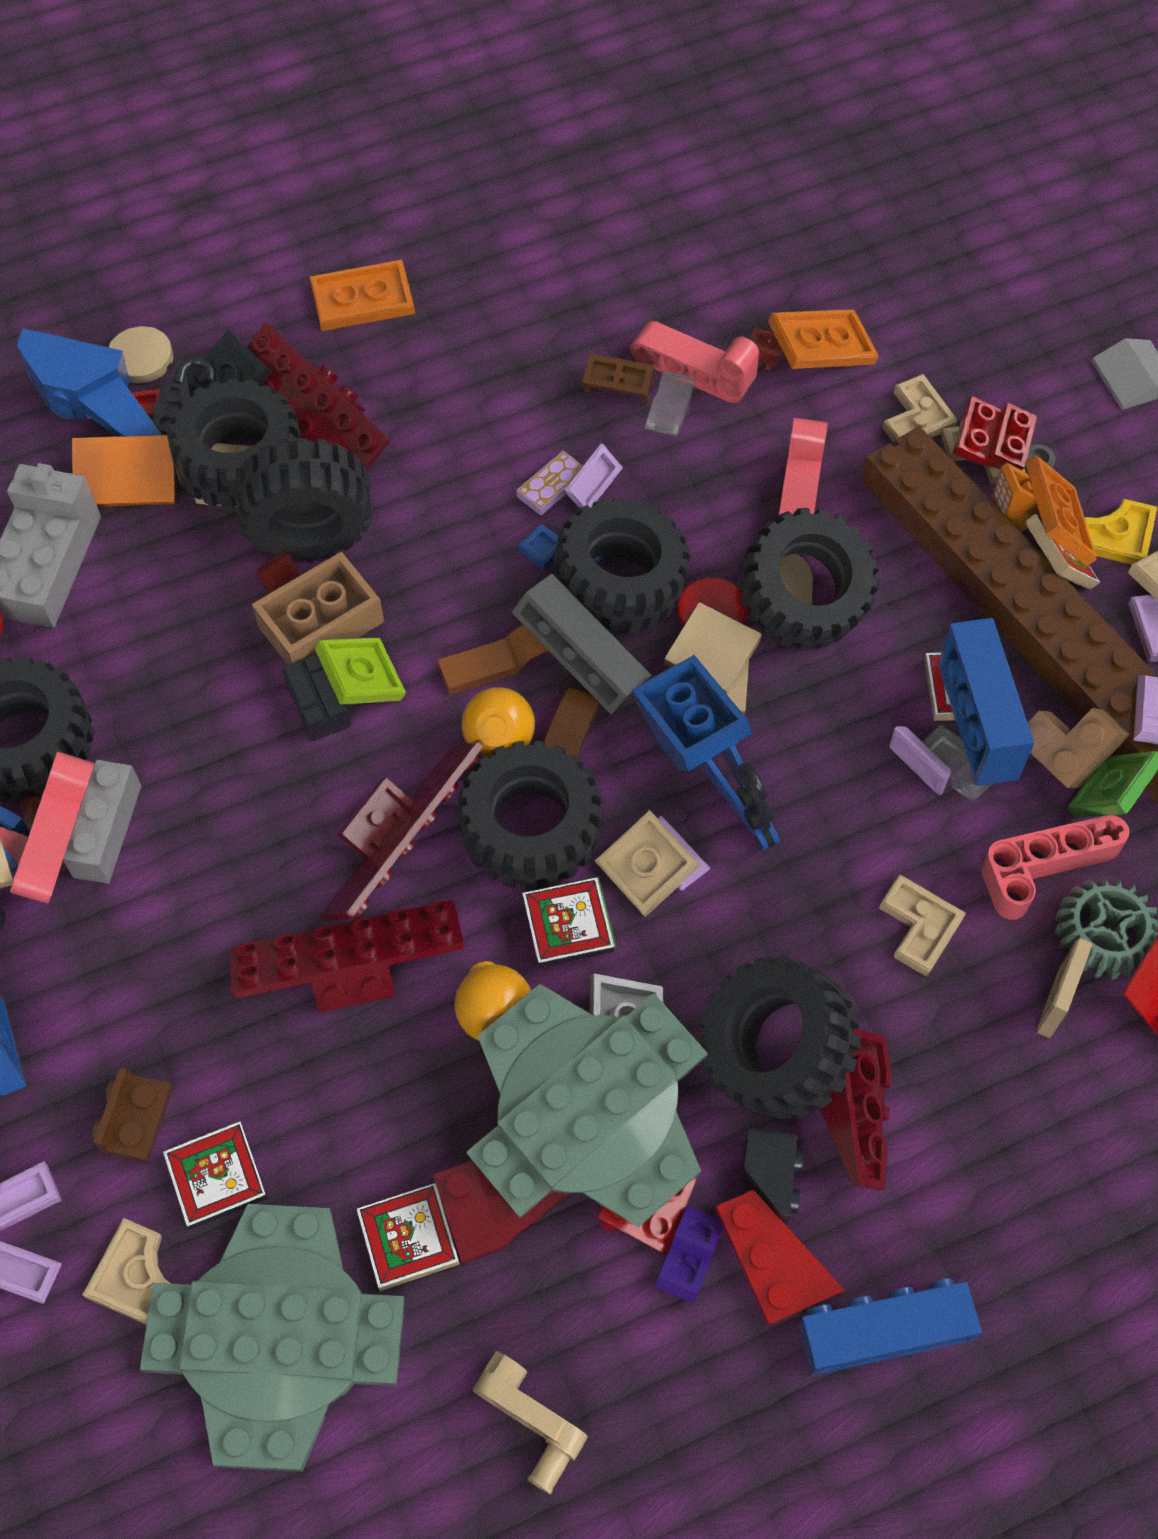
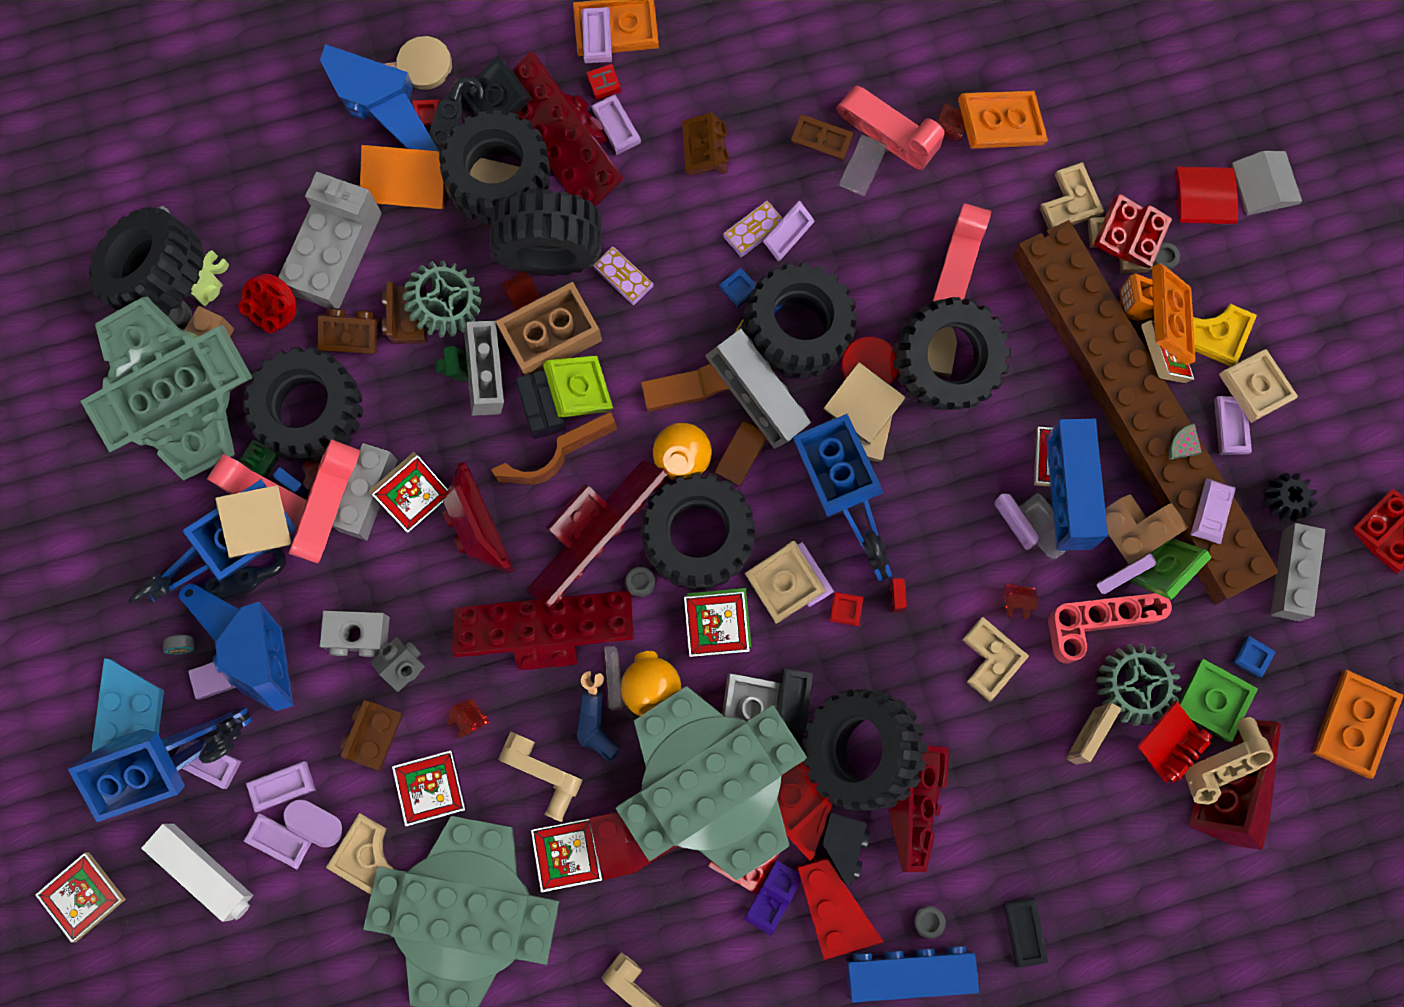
camera: 10 degrees right, 15 degrees up
(61, 1239) = (312, 823): none -> lavender tile
(70, 645) = (348, 331): none -> reddish brown bracket
(83, 980) = (338, 625): none -> light grey brick
(138, 619) = (397, 322): none -> reddish brown bracket
(161, 812) = (409, 492): none -> tile
(161, 1018) = (398, 663): none -> dark grey brick
(177, 601) = (422, 306): none -> sand green gear
(204, 665) = (454, 364): none -> dark green tile
(241, 663) = (483, 368): none -> light grey brick
(246, 843) = (473, 522): none -> dark red wedge
(258, 1076) = (467, 718): none -> clear red tile
(329, 1117) = (516, 754): none -> tan beam
(341, 304) = (596, 35): none -> lavender tile
(354, 352) = (603, 82): none -> red tile
(355, 737) = (565, 444): none -> dark orange piece
(374, 394) = (616, 124): none -> lavender tile
(401, 549) = (623, 275): none -> lavender tile
(419, 1057) = (590, 719): none -> dark blue arm
(444, 1004) = (613, 677): none -> clear tile
(464, 888) = (640, 582): none -> dark grey tile
(481, 400) = (705, 144): none -> reddish brown bracket
(680, 994) = (794, 699): none -> black tile
(714, 1130) = (802, 809): none -> red wing
(728, 888) = (846, 609): none -> red tile
(790, 861) = (898, 595): none -> red tile
(899, 1258) = (929, 922): none -> dark grey tile
(942, 846) = (1020, 597): none -> clear red tile
(1028, 1255) = (1025, 932): none -> black tile
(1066, 798) = (1126, 573): none -> lavender tile
(1071, 391) = (1206, 195): none -> red slope
(1105, 640) = (1185, 443): none -> sand green tile

